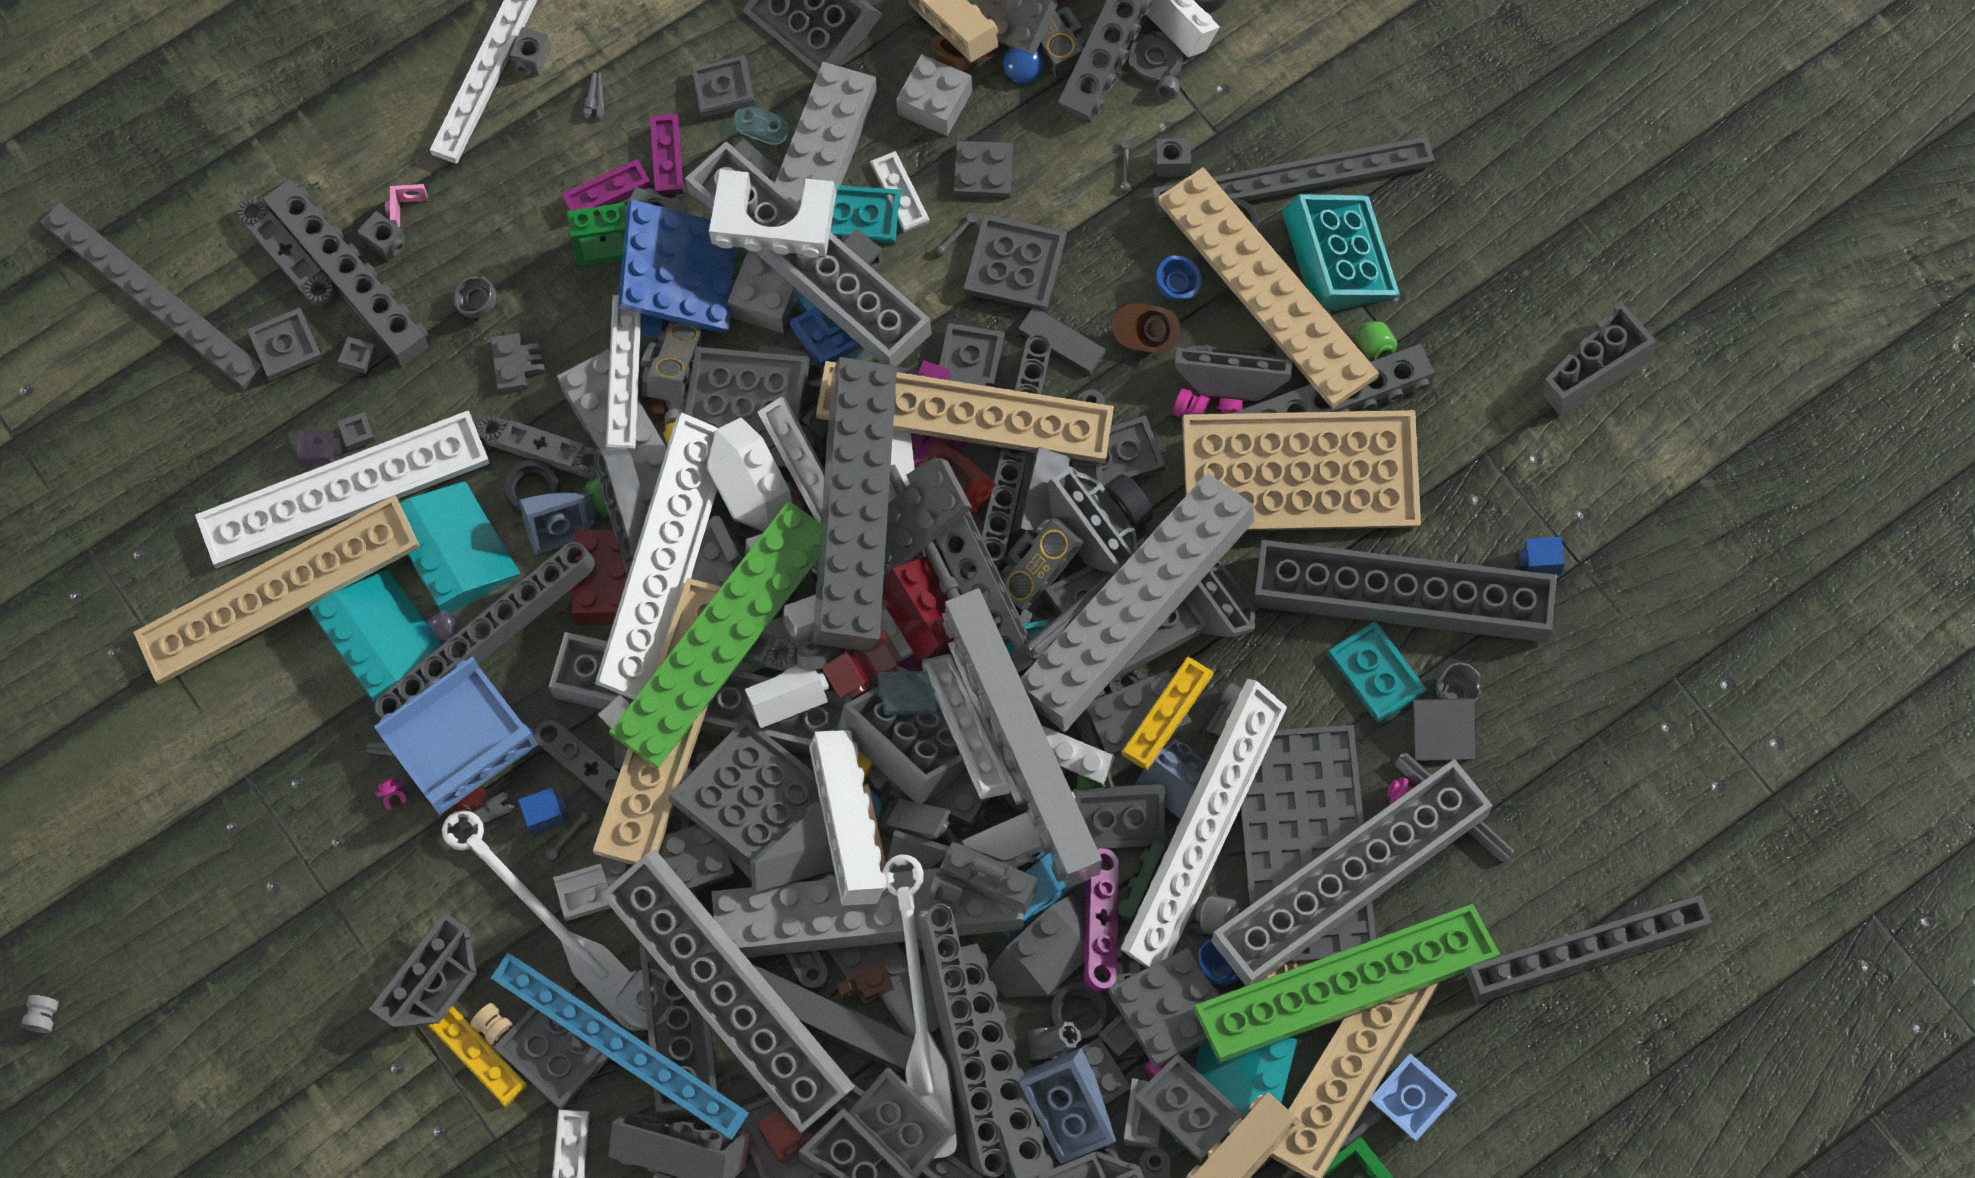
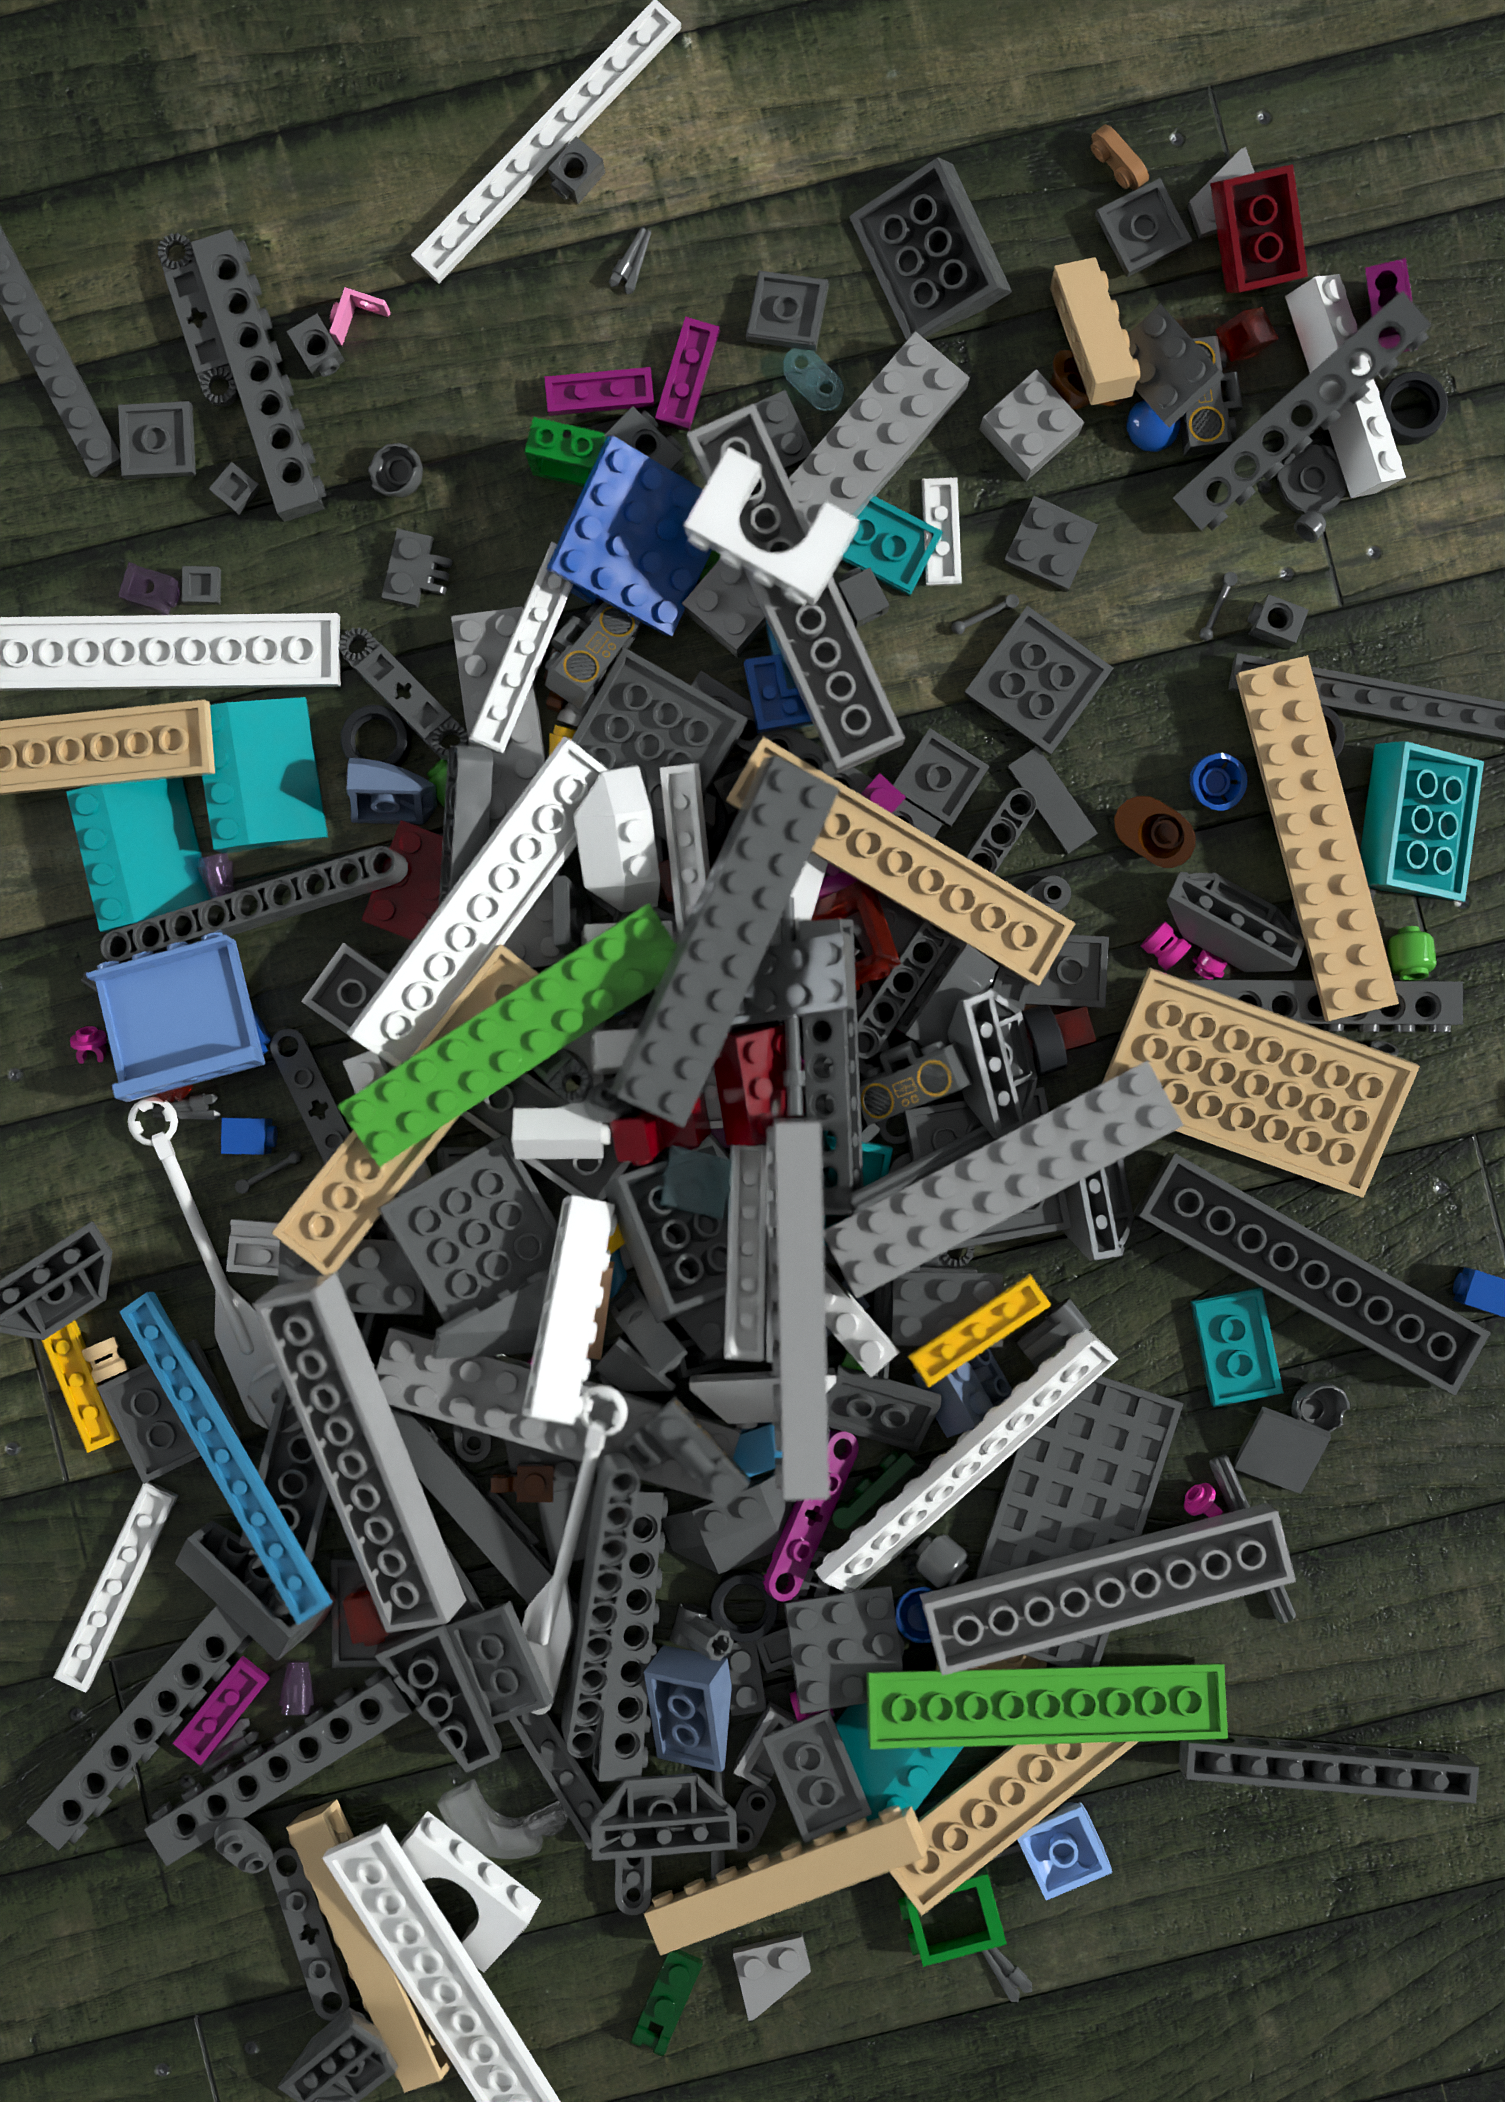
camera: 20 degrees right, 20 degrees up
(1151, 485) = (1076, 1027): none -> clear red brick

